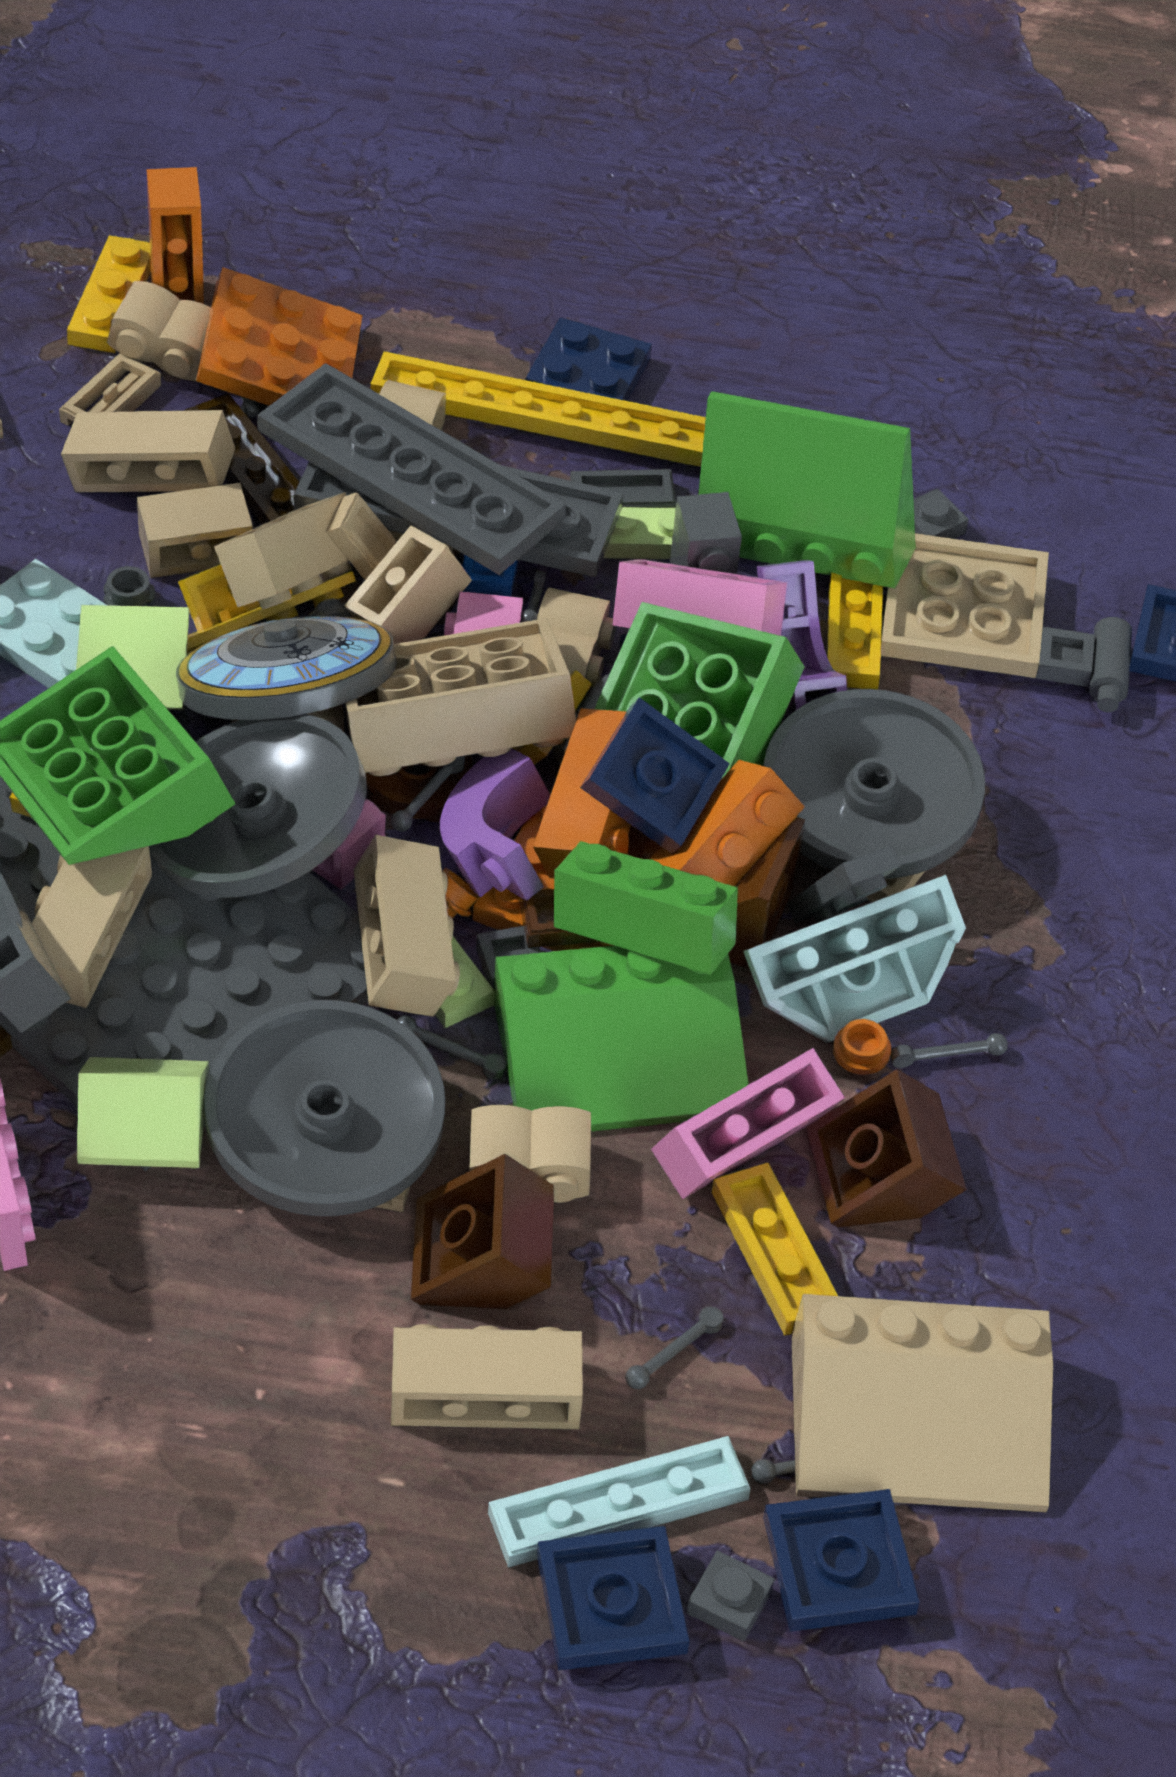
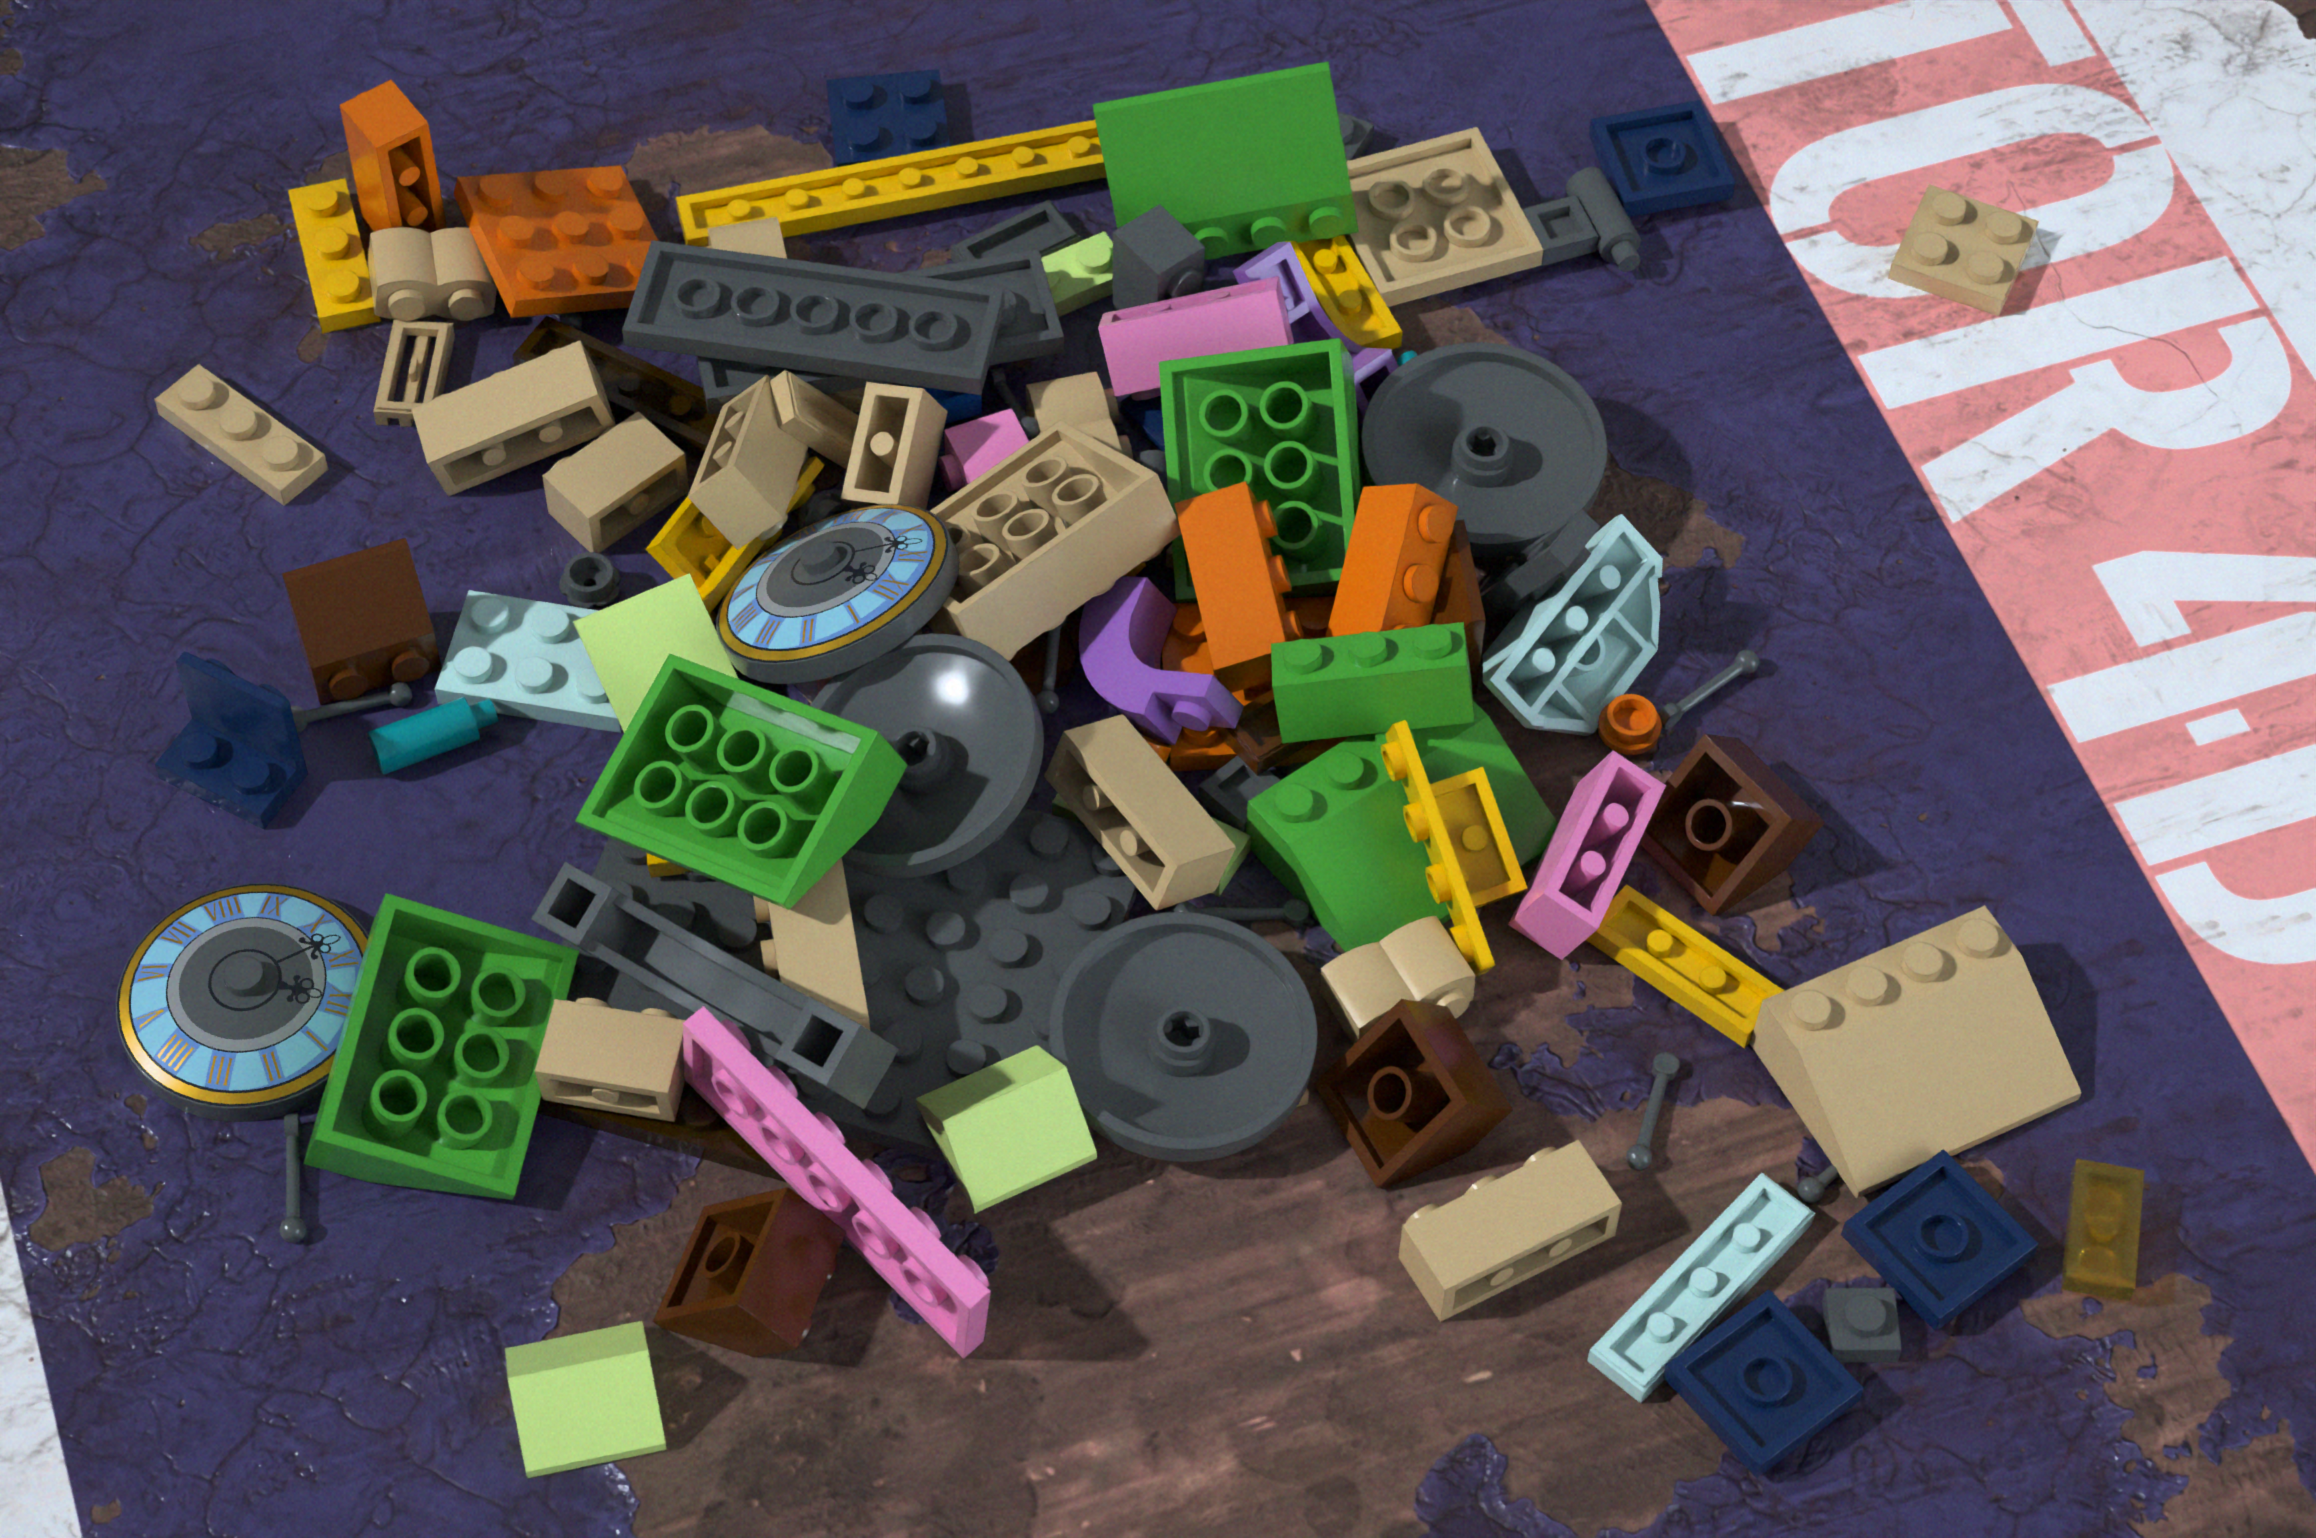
camera: 25 degrees left, 5 degrees up
(648, 1064) = (1463, 839): none -> yellow bracket
(655, 775) = (1301, 541): dark blue plate -> none
(987, 1620) = (2103, 1230): none -> clear yellow plate

